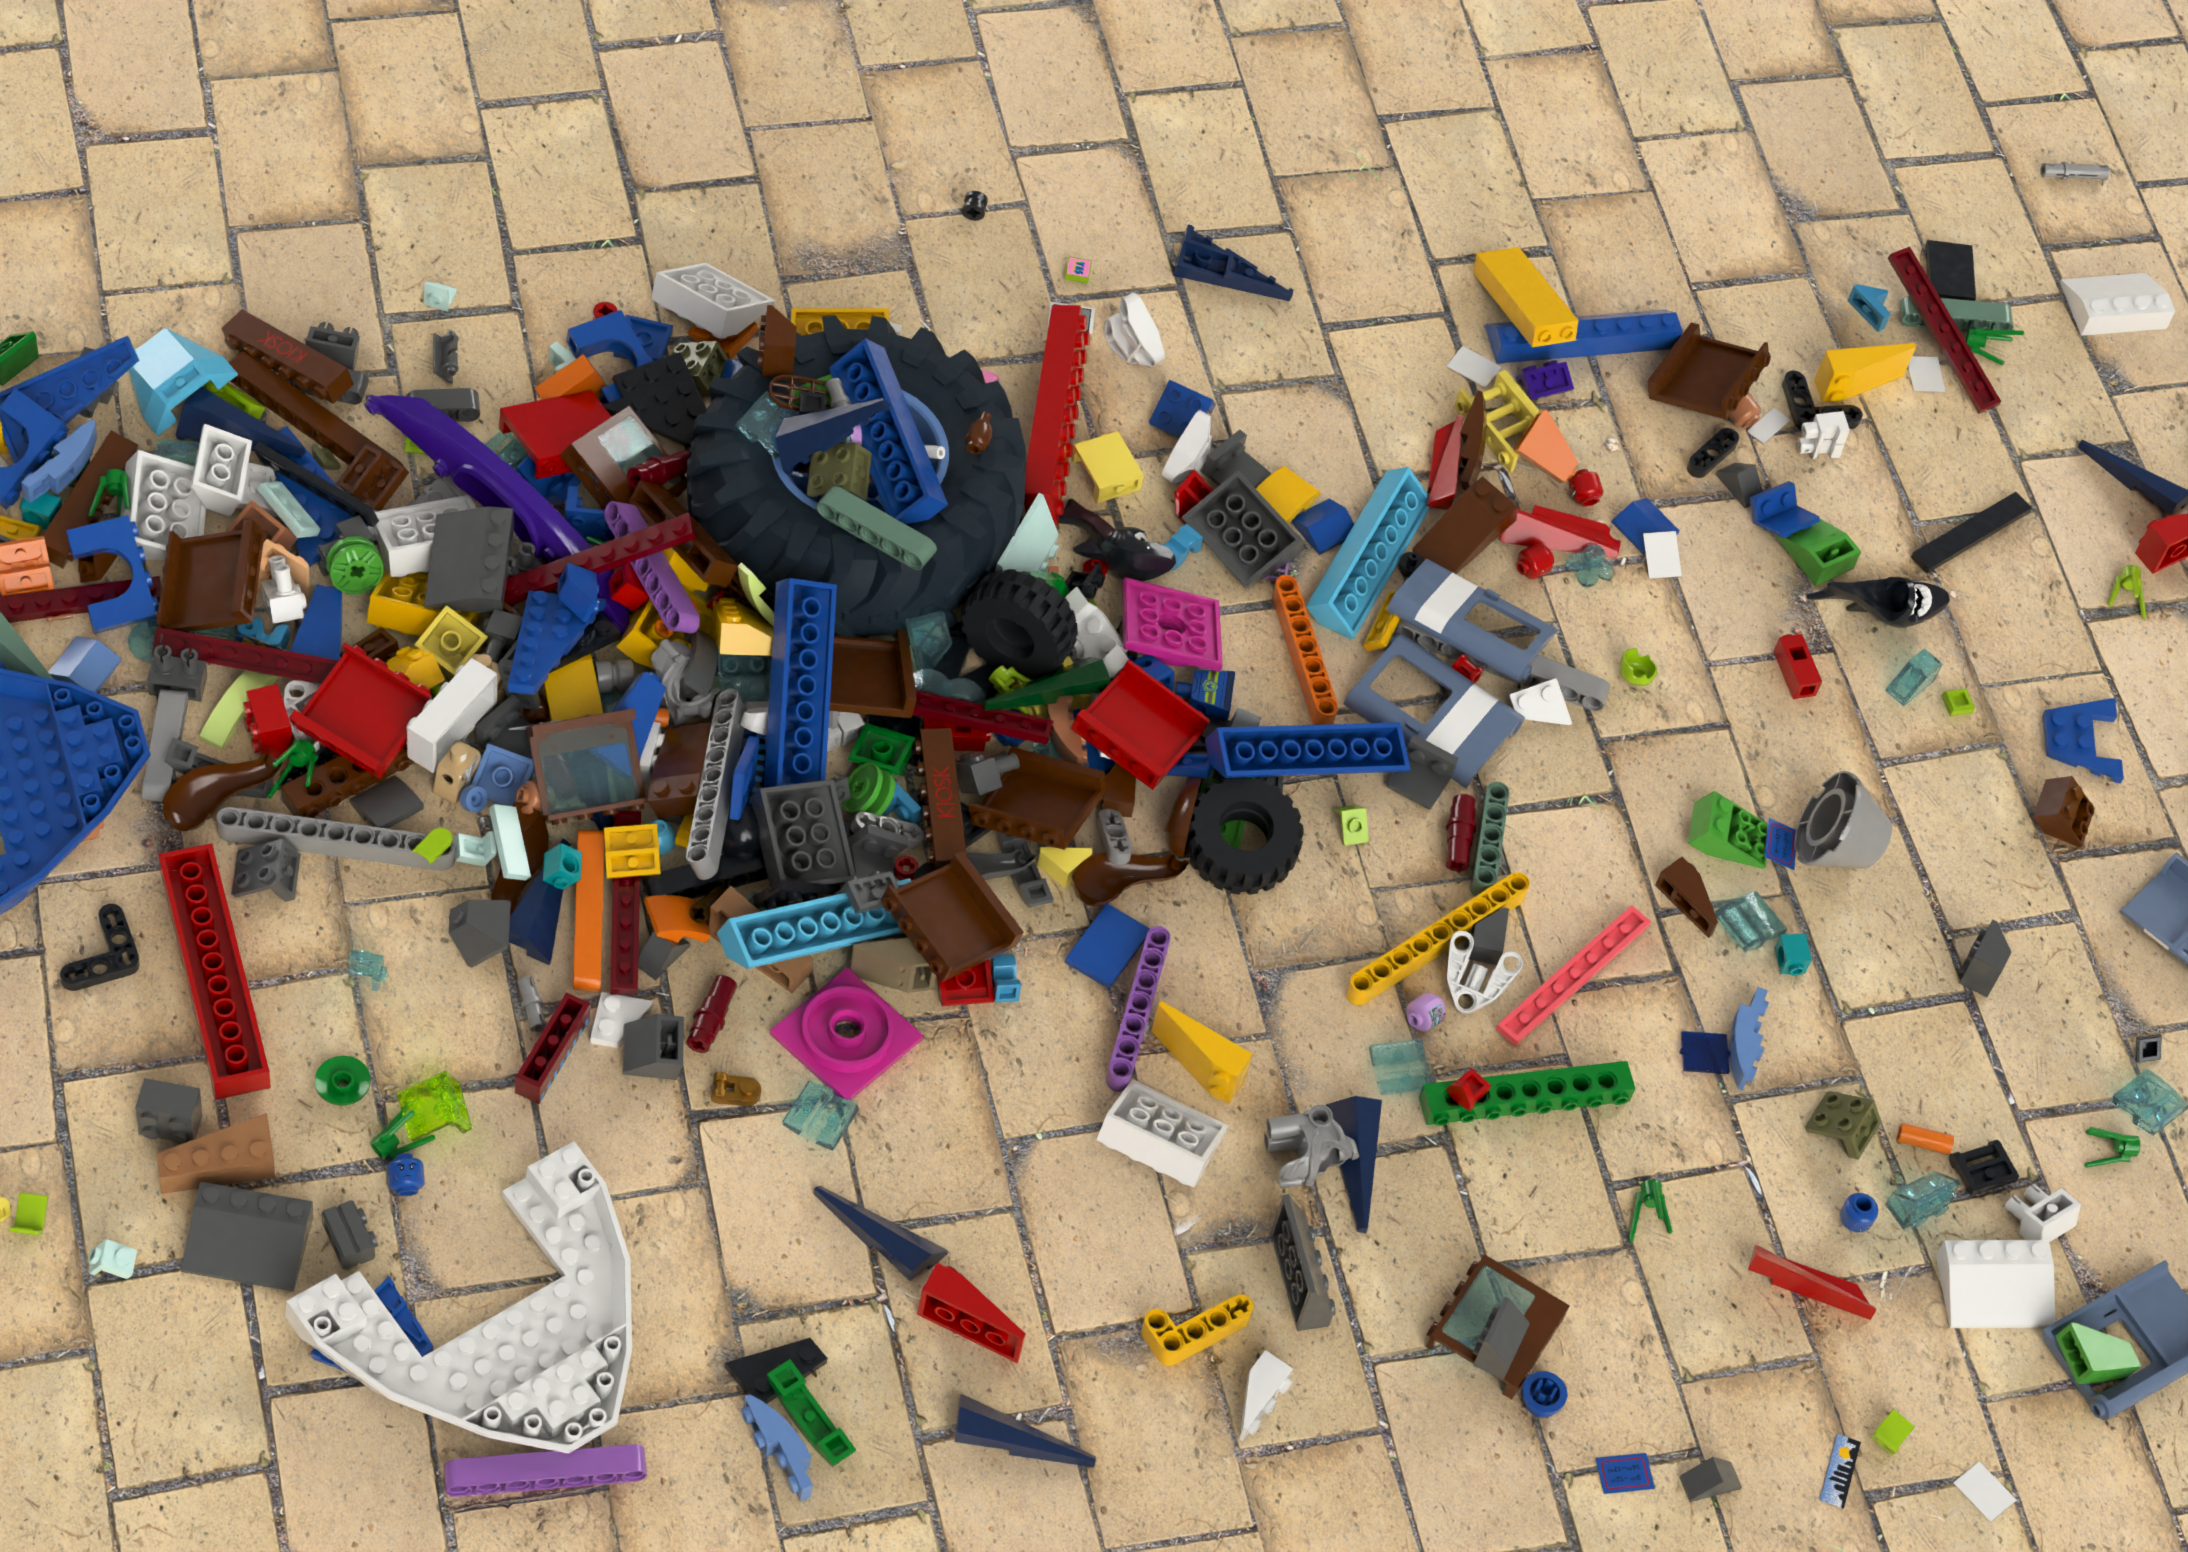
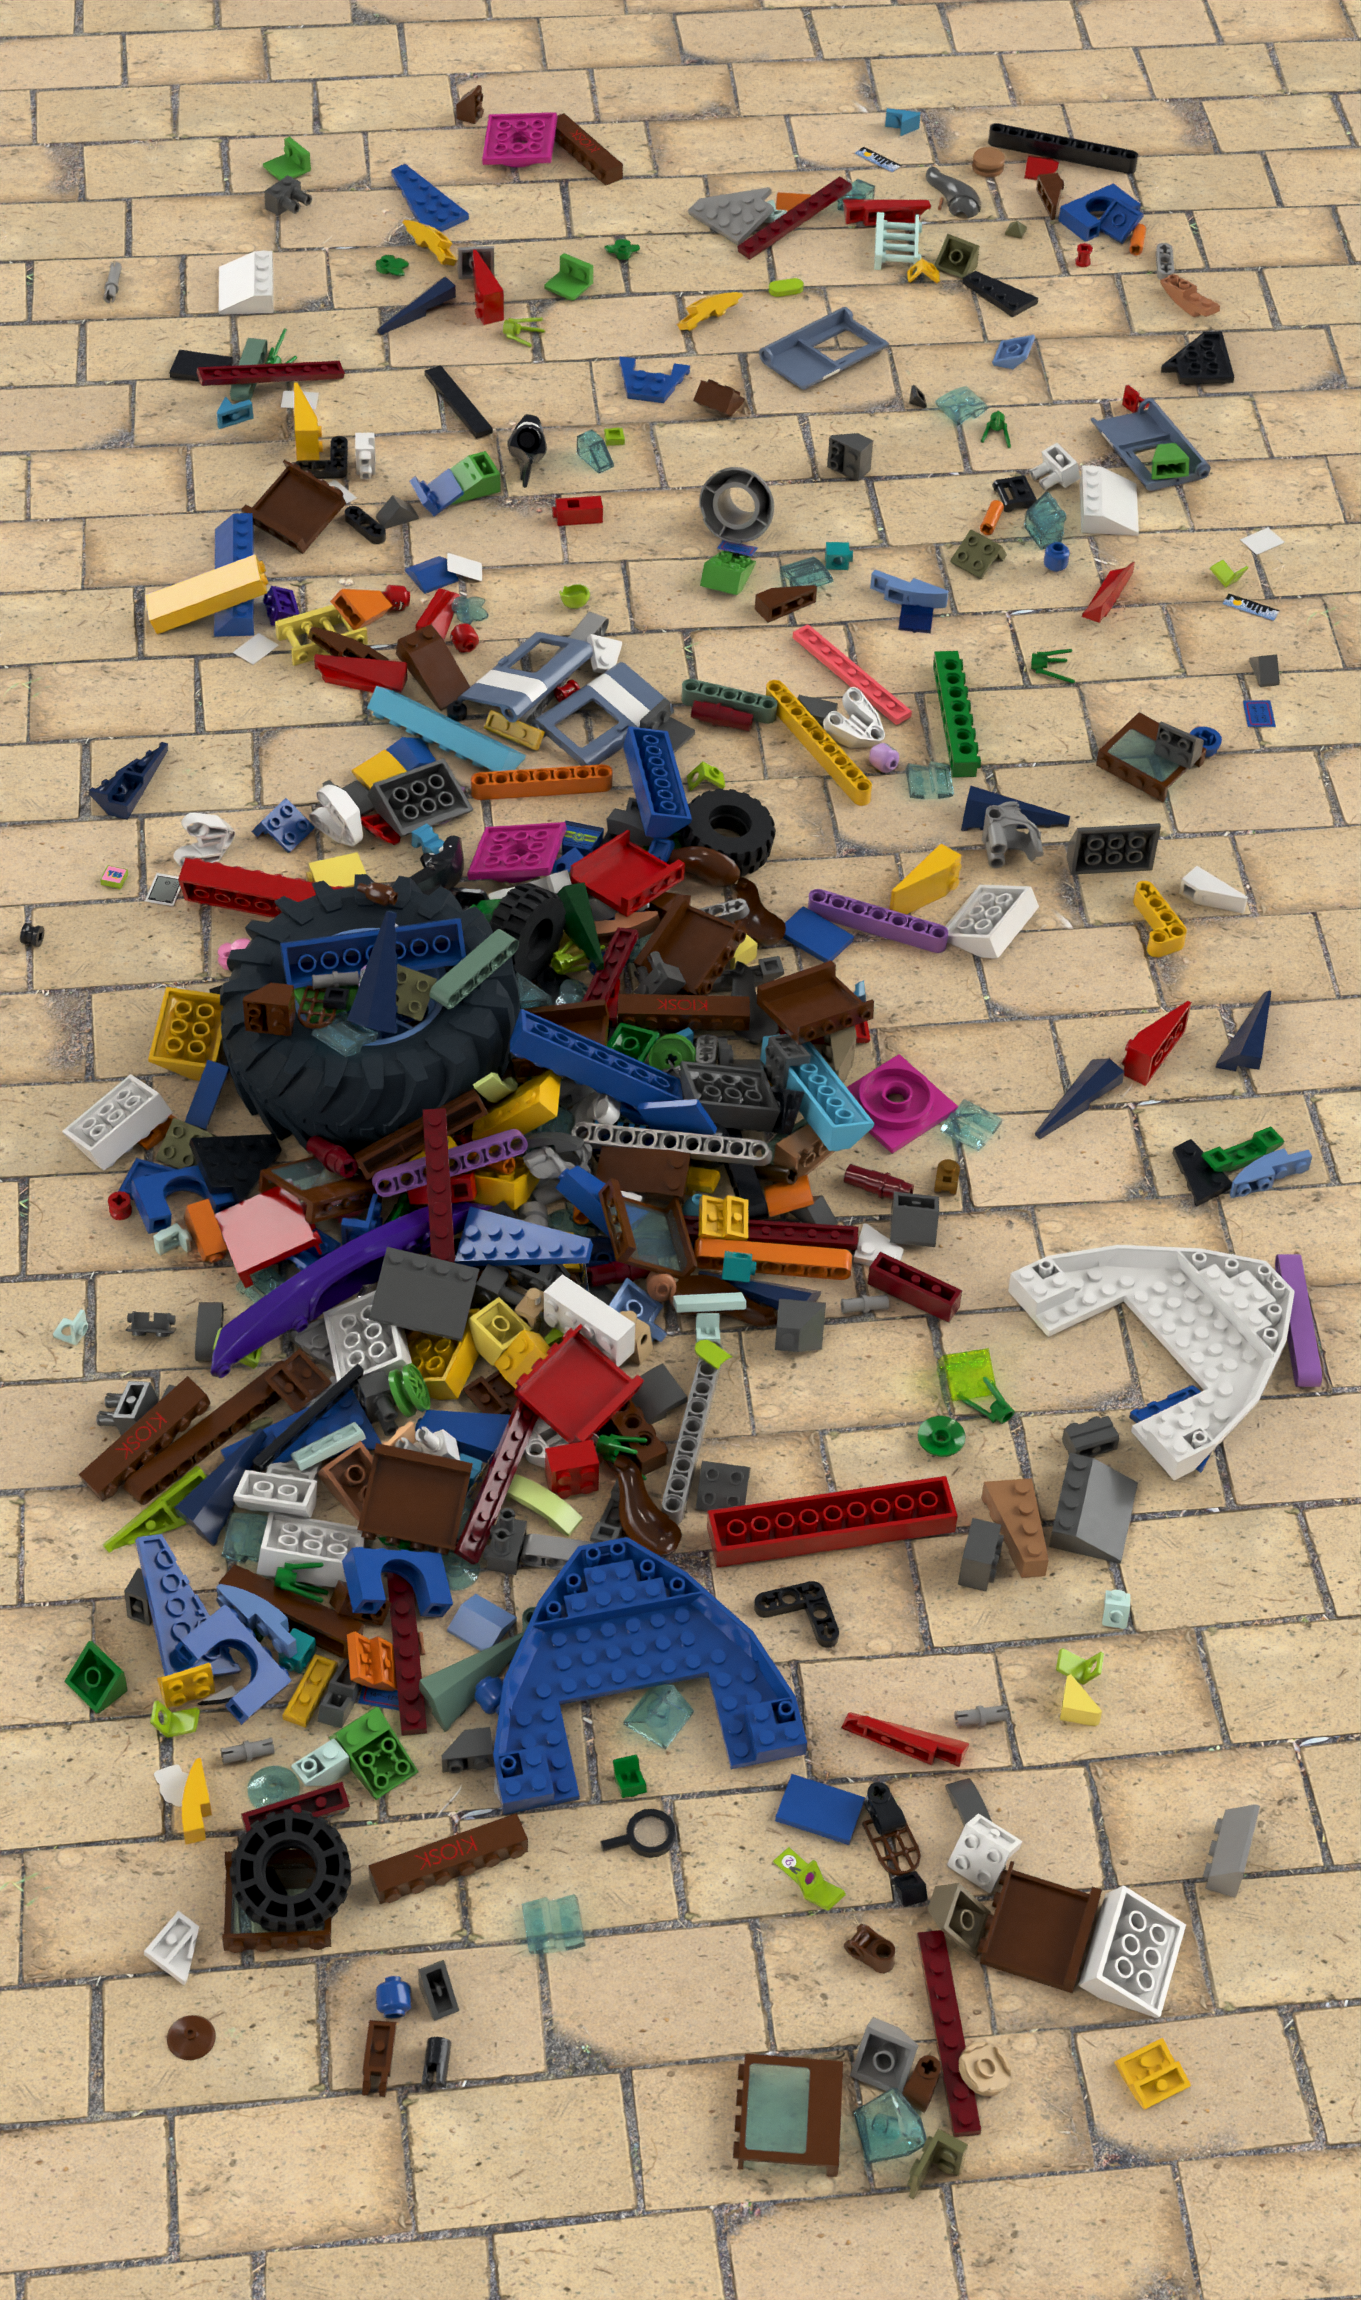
camera: 75 degrees left, 5 degrees down
(170, 372) = (151, 1511): medium azure wedge -> none
(369, 965) = (829, 1407): clear light blue bracket -> none
(405, 1175) = (1033, 1396): blue head -> none
(579, 591) = (474, 1214): blue slope -> none
(905, 860) = (737, 1045): red bush -> none
(1468, 1089) = (961, 736): red tile -> none

